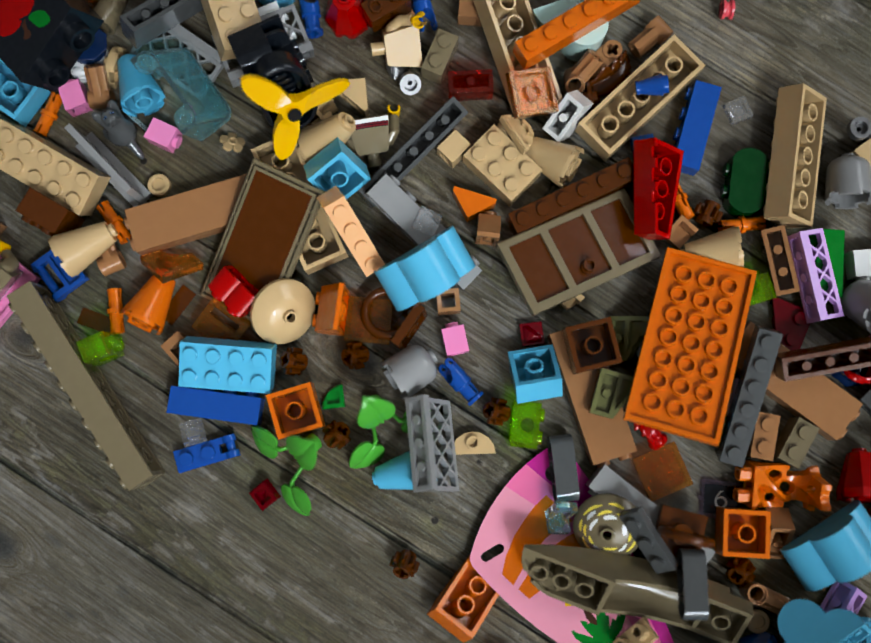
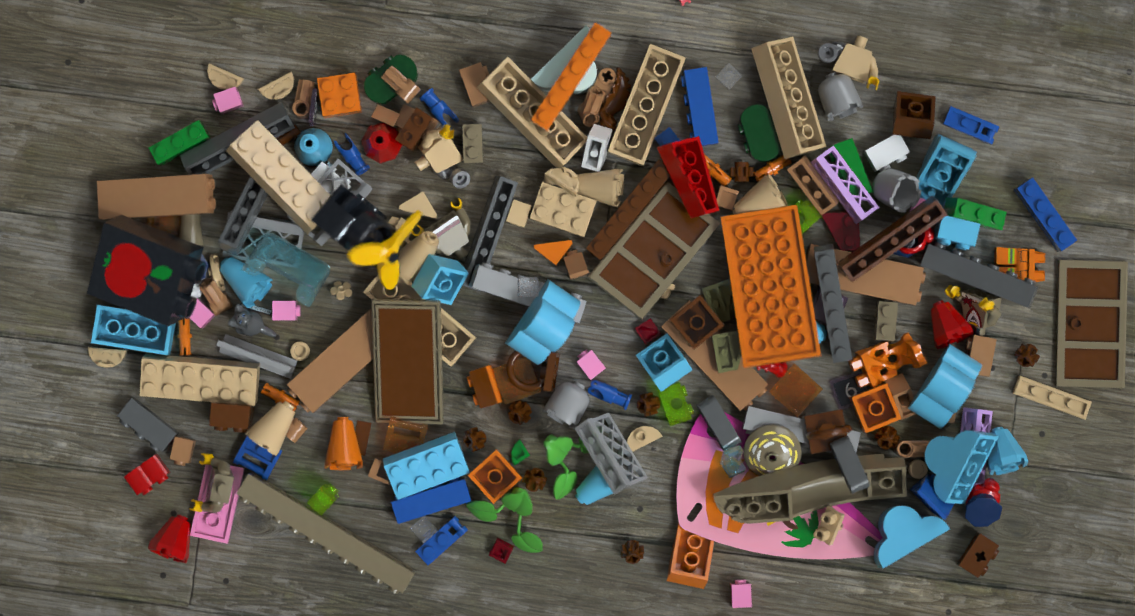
camera: 25 degrees left, 5 degrees up
(94, 320) = (305, 480): reddish brown sticker -> none
(114, 307) = (316, 465): orange pin -> none
(171, 266) = (343, 411): clear orange tile -> none
(233, 290) = (405, 407): red brick -> none
(273, 306) = (442, 404): tan dish -> none
(350, 230) = (473, 320): light nougat brick -> none
(448, 302) = (574, 339): medium nougat brick -> none
(471, 85) = (508, 157): clear red brick -> none
(532, 92) = (561, 147): clear orange plate -> none
(649, 540) = (804, 447): dark grey plate -> none
(654, 34) = (634, 44): medium nougat piece -> none
(655, 85) = (652, 96): blue cone -> none
(764, 437) = (858, 328): medium nougat brick -> none

